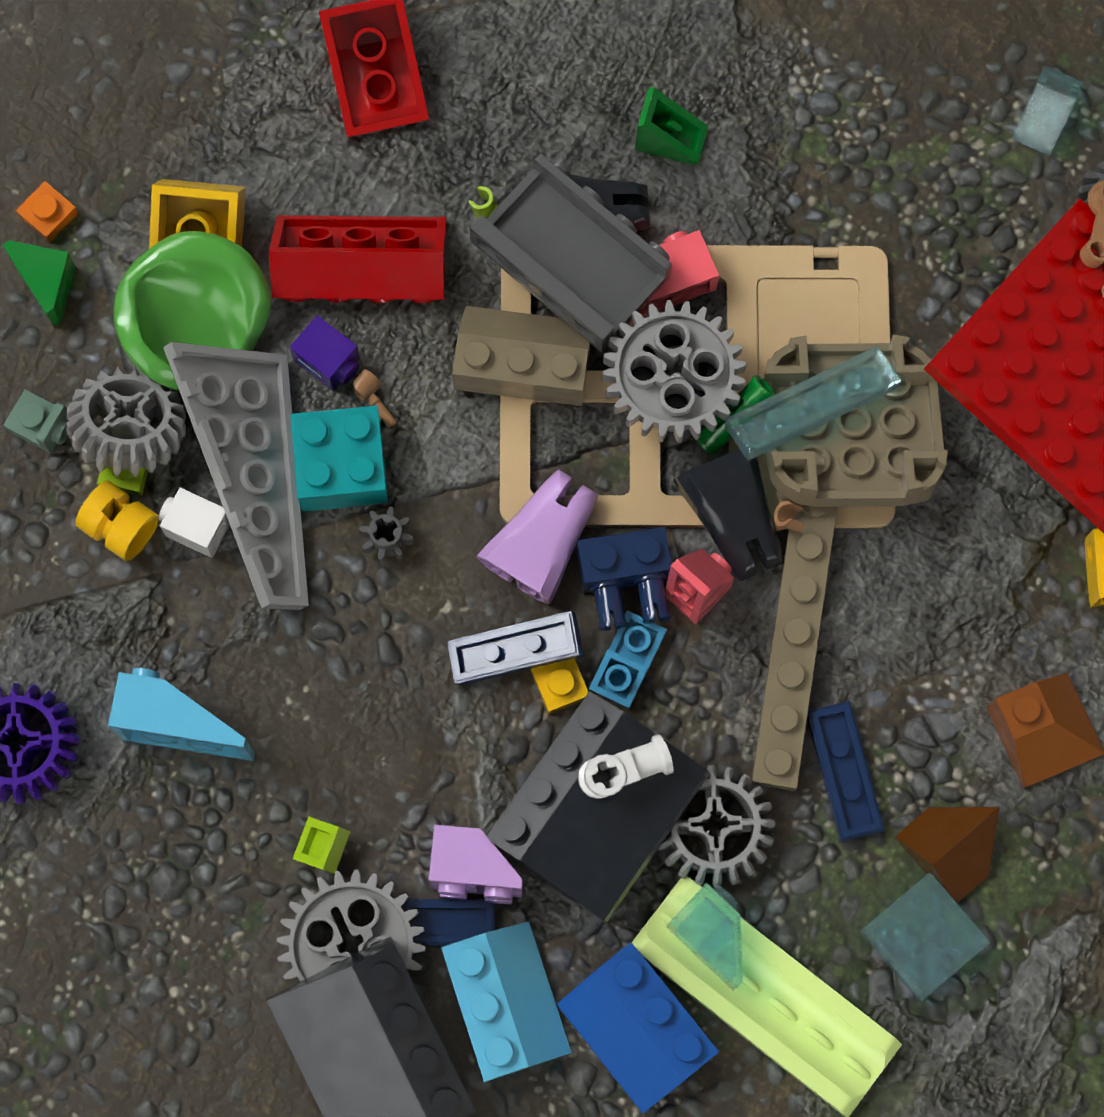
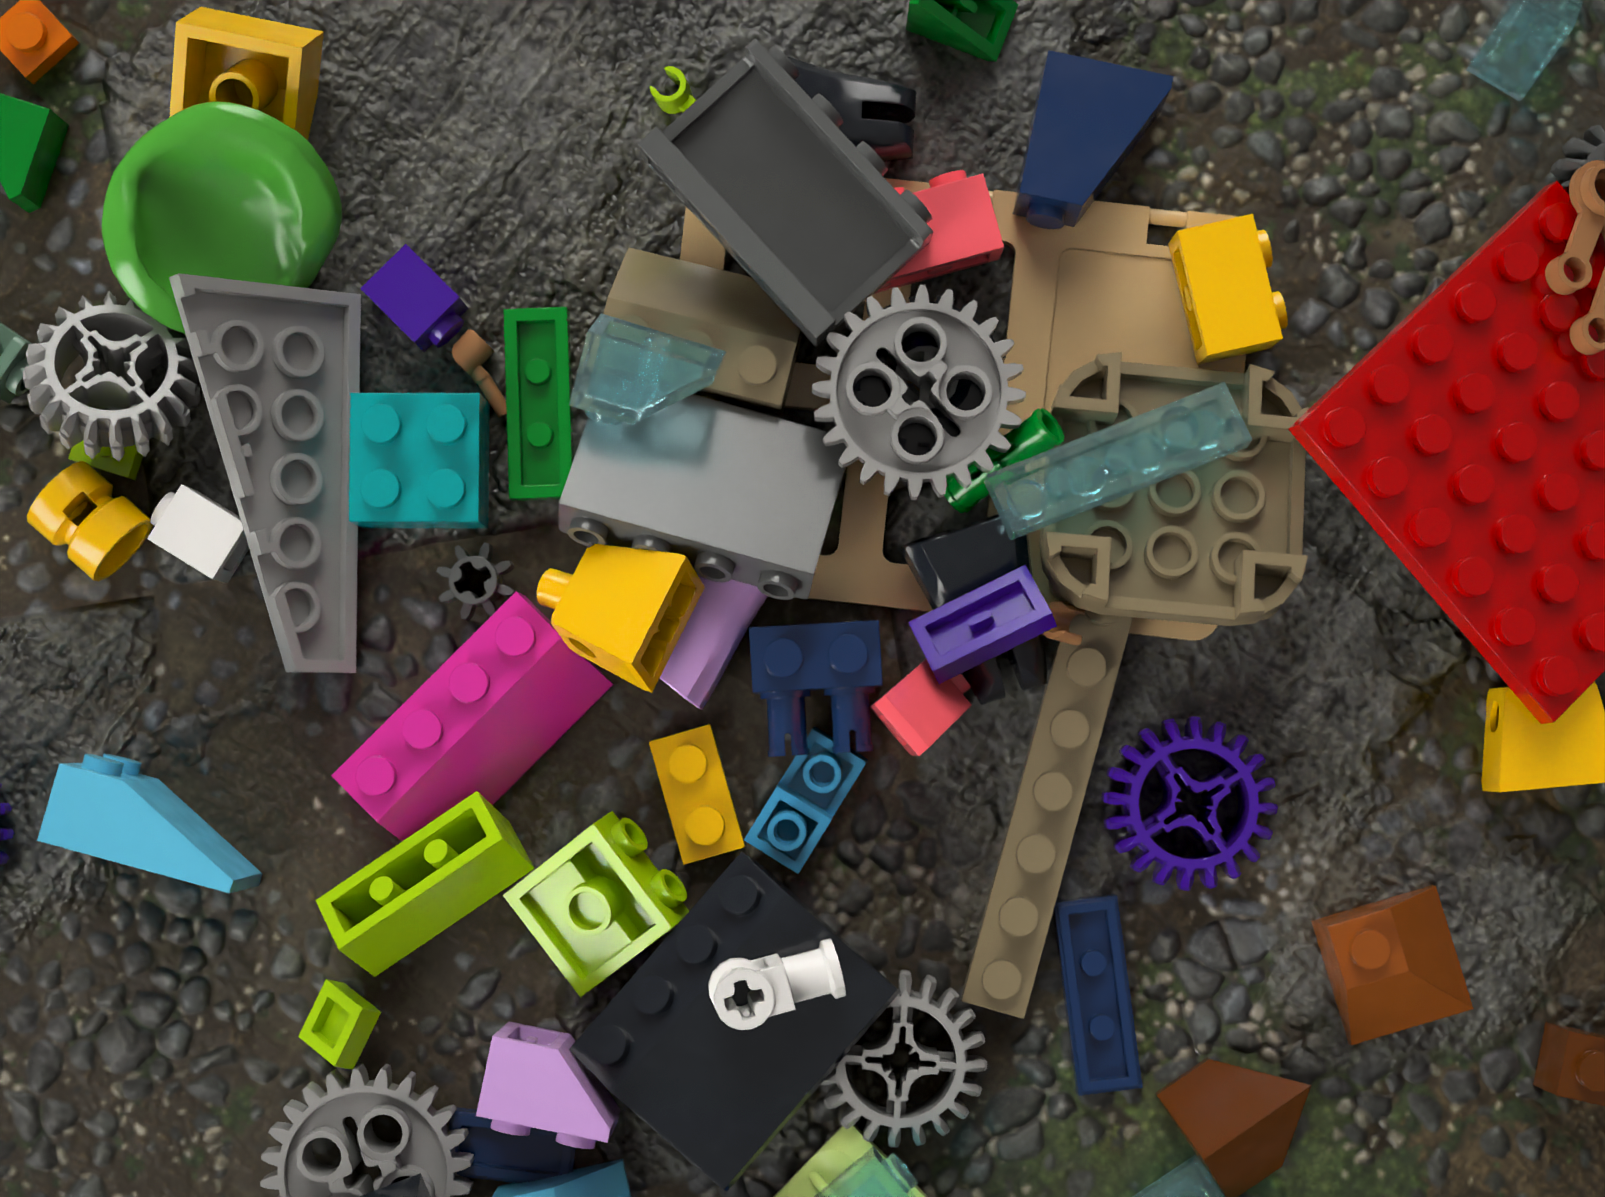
camera: 10 degrees right, 10 degrees up
(358, 258) = (477, 157): red slope -> none
(373, 739) = (424, 884): none -> lime brick
(394, 633) = (474, 722): none -> dark pink slope
(416, 414) = (538, 401): none -> green plate
(485, 374) = (638, 371): none -> clear light blue slope
(491, 534) = (623, 608): none -> yellow torso
(492, 741) = (598, 902): none -> lime plate
(515, 648) = (645, 771): tile -> none
(535, 451) = (710, 483): none -> panel
(735, 519) = (982, 624): none -> dark purple plate
(762, 201) = (1081, 133): none -> dark blue slope
(871, 290) = (1227, 288): none -> yellow brick
(878, 616) = (1236, 773): none -> dark purple gear

